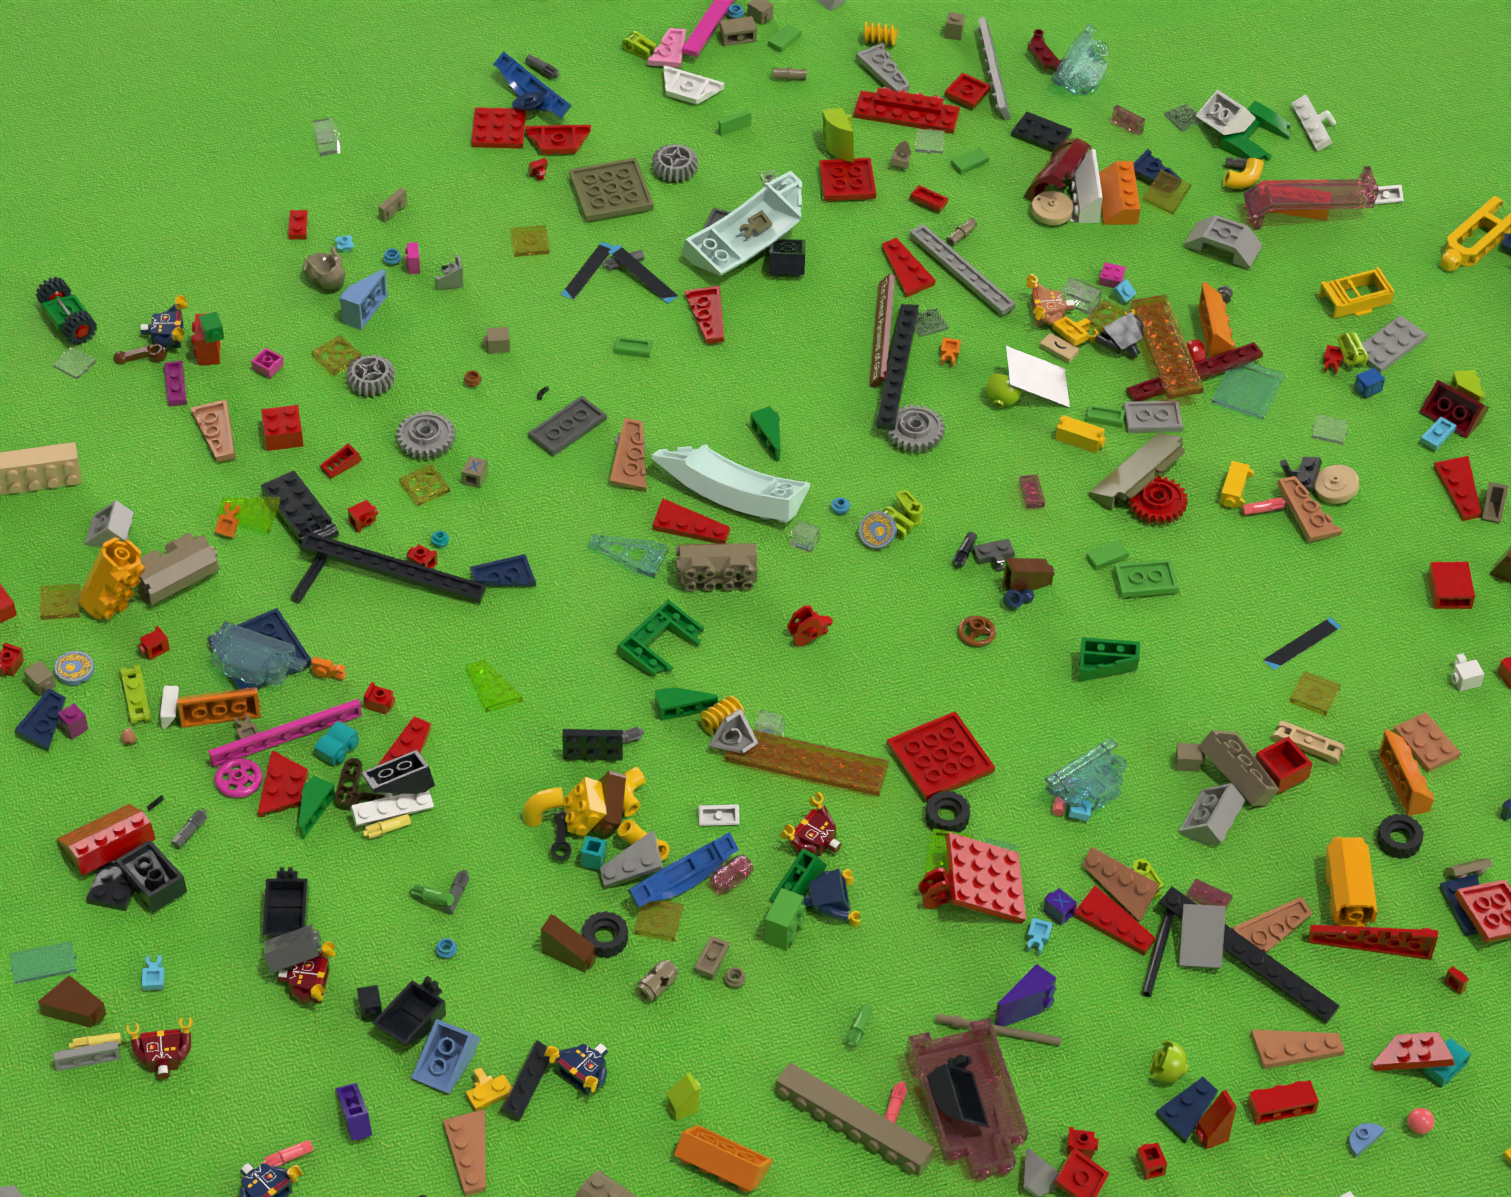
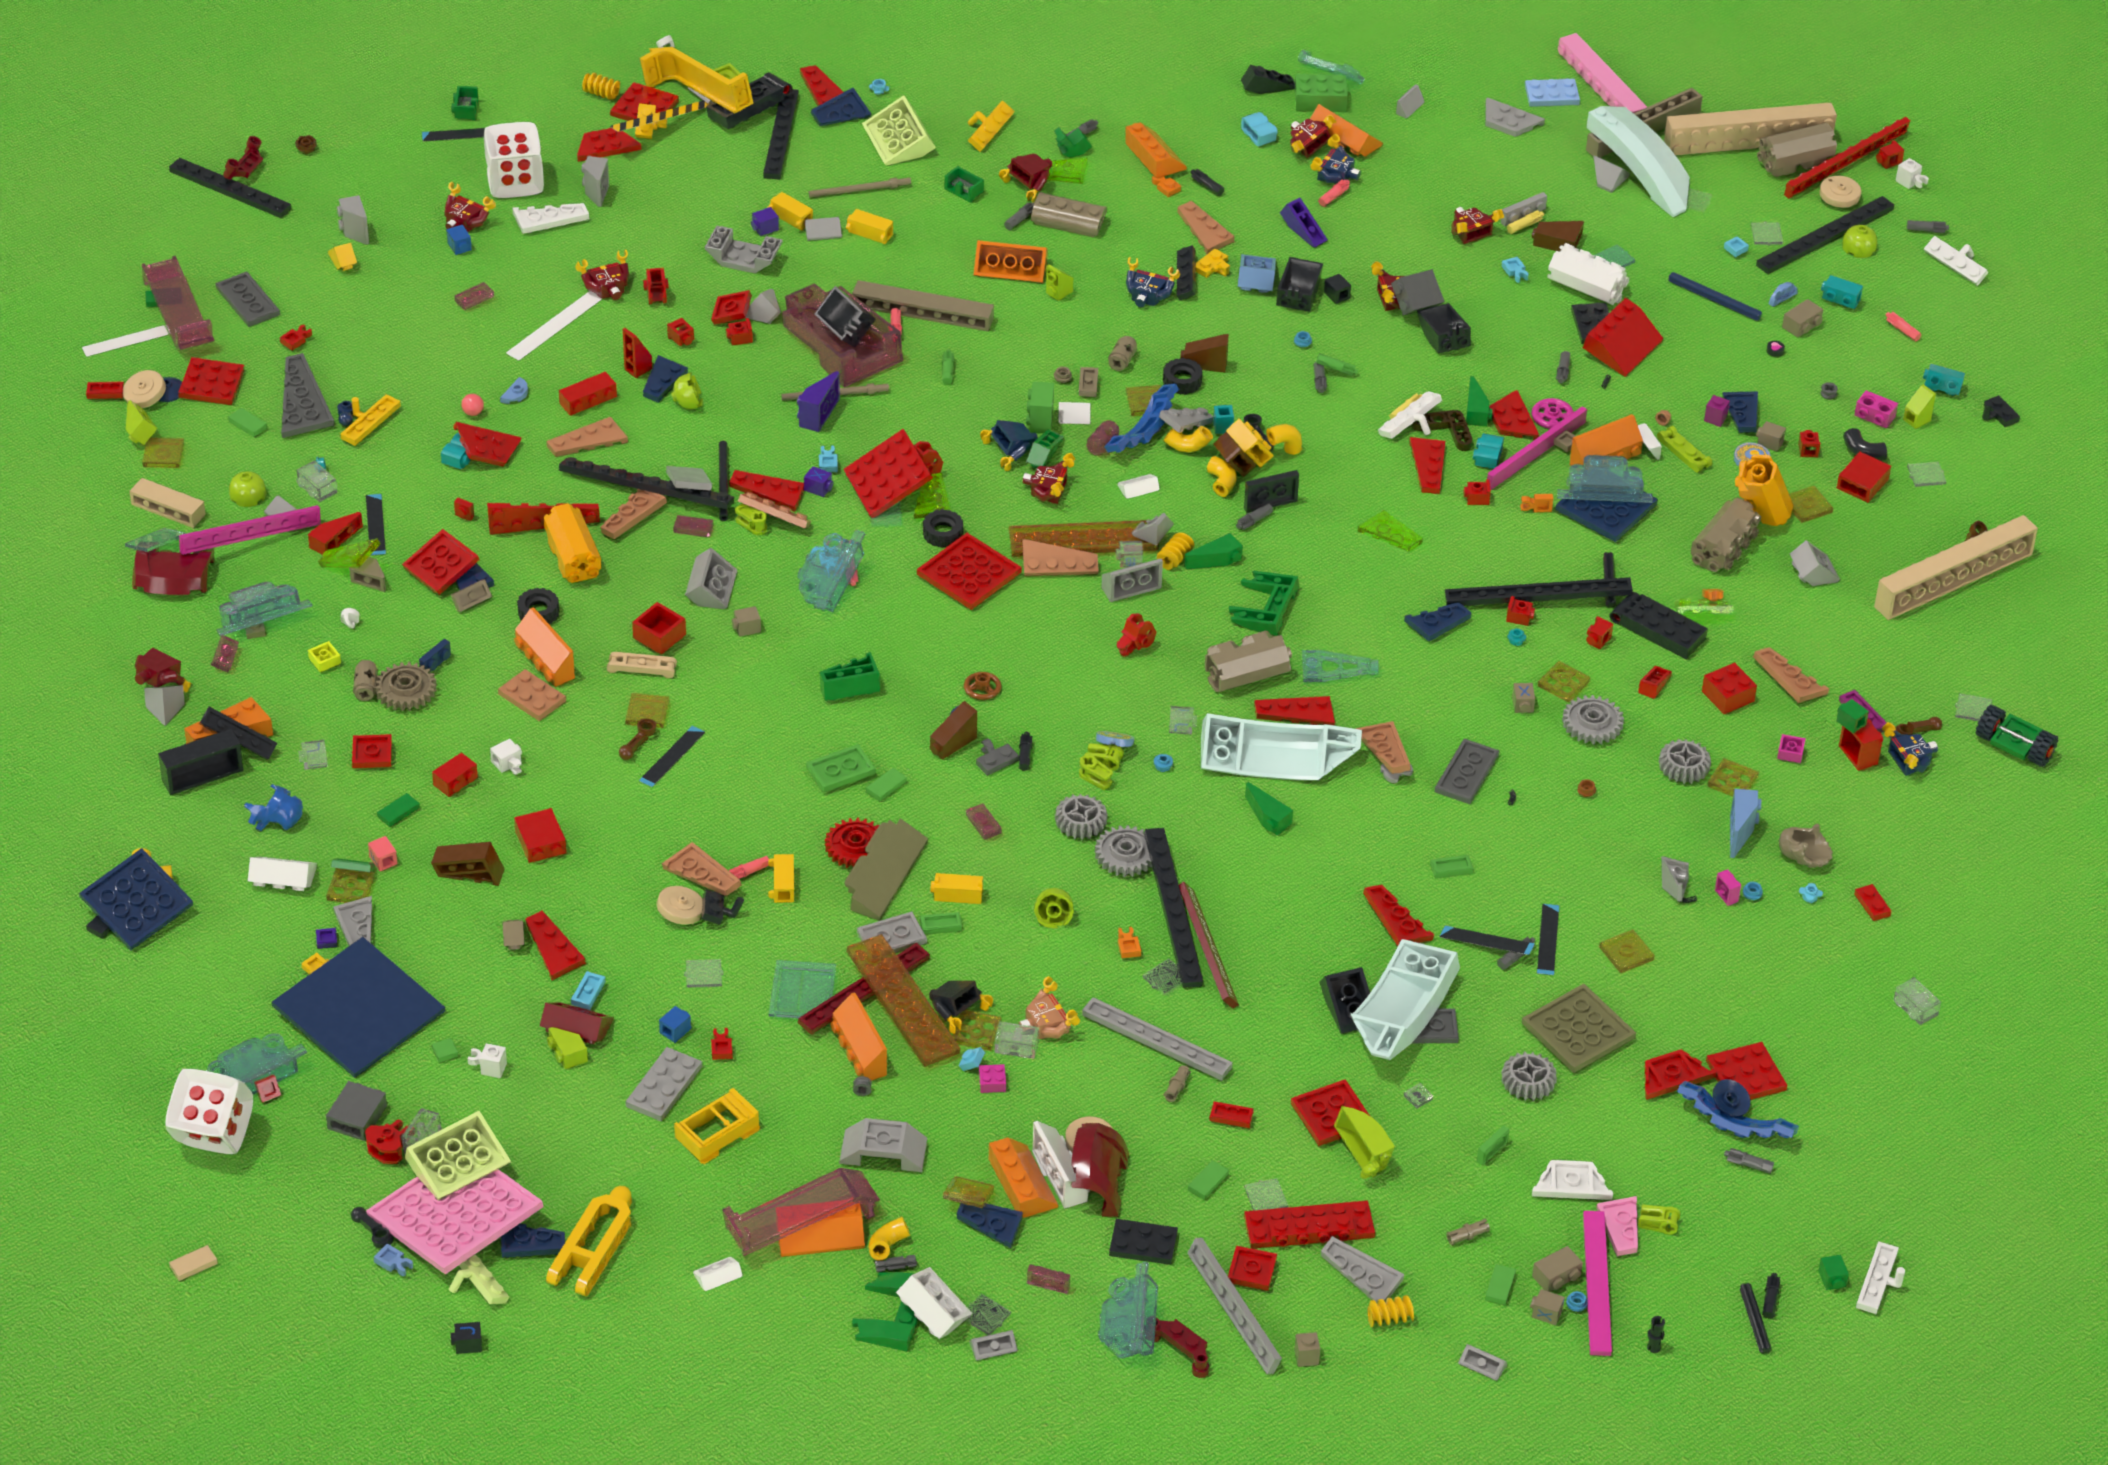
camera: 160 degrees right, 5 degrees down
(86, 923) = (1588, 275): none -> white brick
(152, 875) = (1563, 318): slope -> none
(154, 644) = (1698, 485): red brick -> none
(392, 204) = (1791, 937): dark tan plate -> none
(401, 775) = (1414, 418): black slope -> none
(497, 340) = (1586, 828): dark tan brick -> none
(538, 168) = (1670, 1027): red tile -> none
(743, 930) = (1074, 413): none -> white sticker
(757, 223) = (1397, 1007): olive plate -> none
(782, 689) = (1133, 580): none -> light grey slope
(853, 739) = (1048, 559): none -> nougat wing
(901, 155) = (1285, 1154): dark tan plate -> none
(907, 268) = (1216, 1028): red wing -> none
(941, 470) = (1081, 816): none -> light grey gear
(1037, 376) = (1024, 924): sticker -> none
(1059, 348) = (1017, 982): tan tile -> none
(1072, 331) = (1009, 998): yellow hinge -> none
(1186, 95) = (993, 1345): none -> light grey slope
(1196, 350) = (876, 1015): red hair -> none
(1239, 765) = (702, 616): dark tan wedge -> none
(1313, 123) = (827, 1338): white plate -> none
(1347, 650) = (627, 751): none -> reddish brown piece
(1351, 348) = (700, 1046): lime piece -> none

